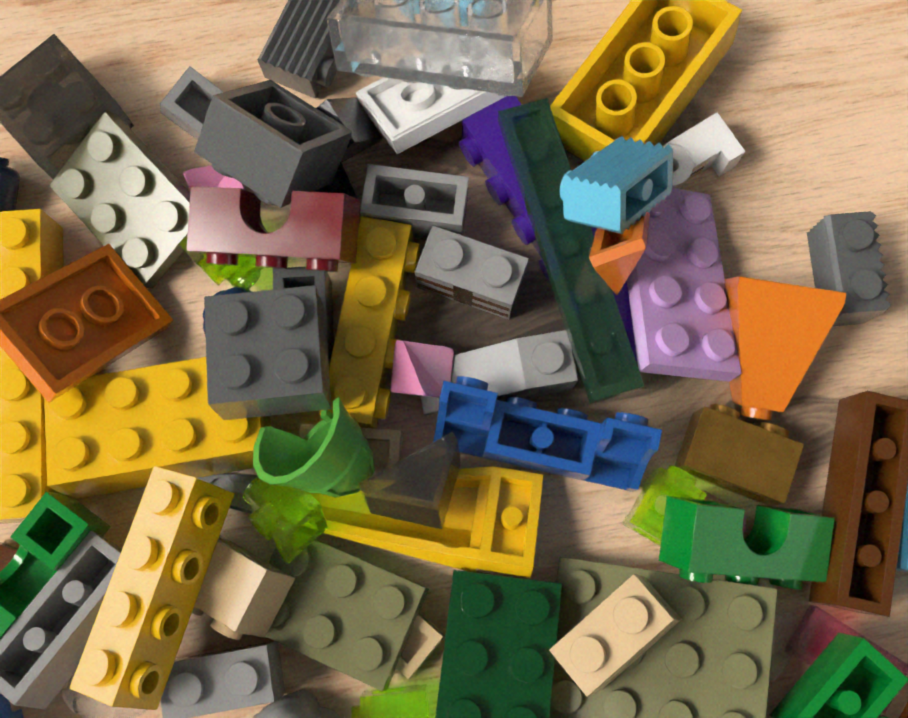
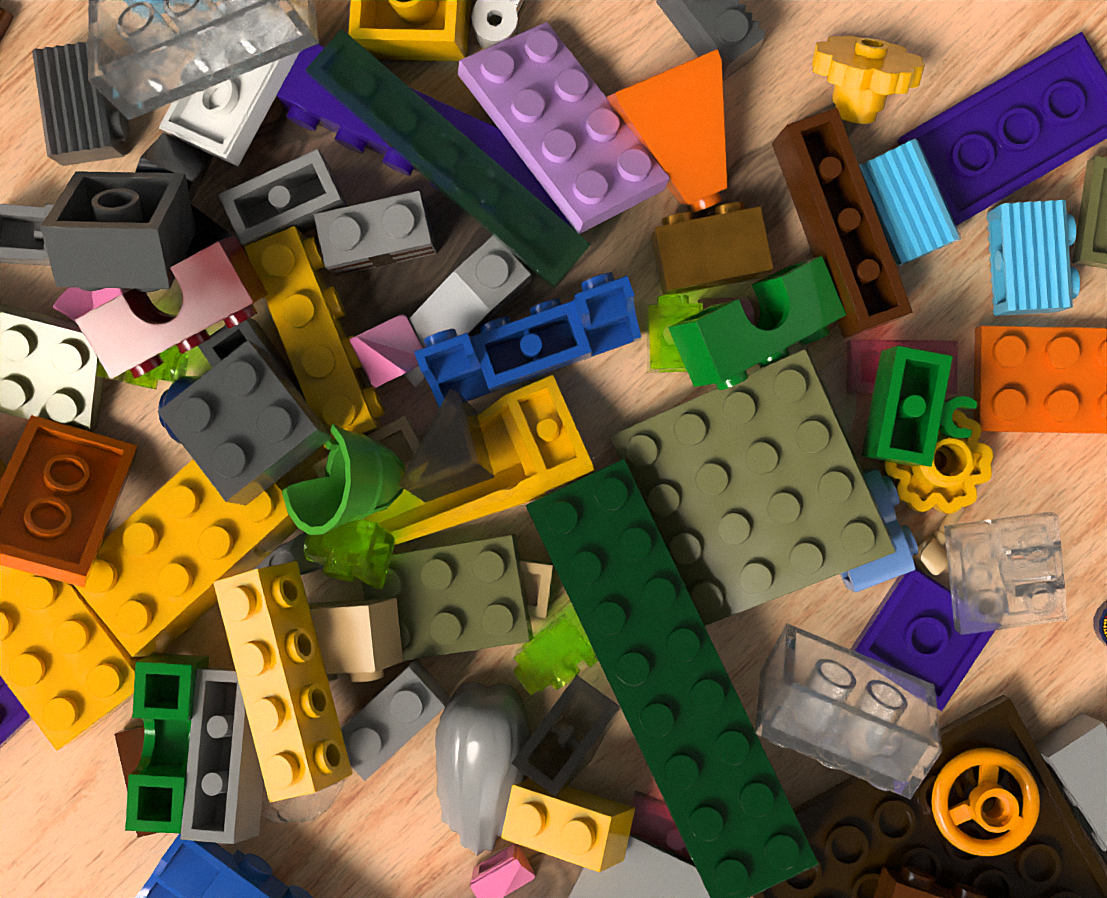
camera: 30 degrees left, 10 degrees up
(614, 634) = (692, 472): tan brick -> none
(617, 184) = (456, 75): medium azure brick -> none
(617, 254) = (492, 131): orange slope -> none

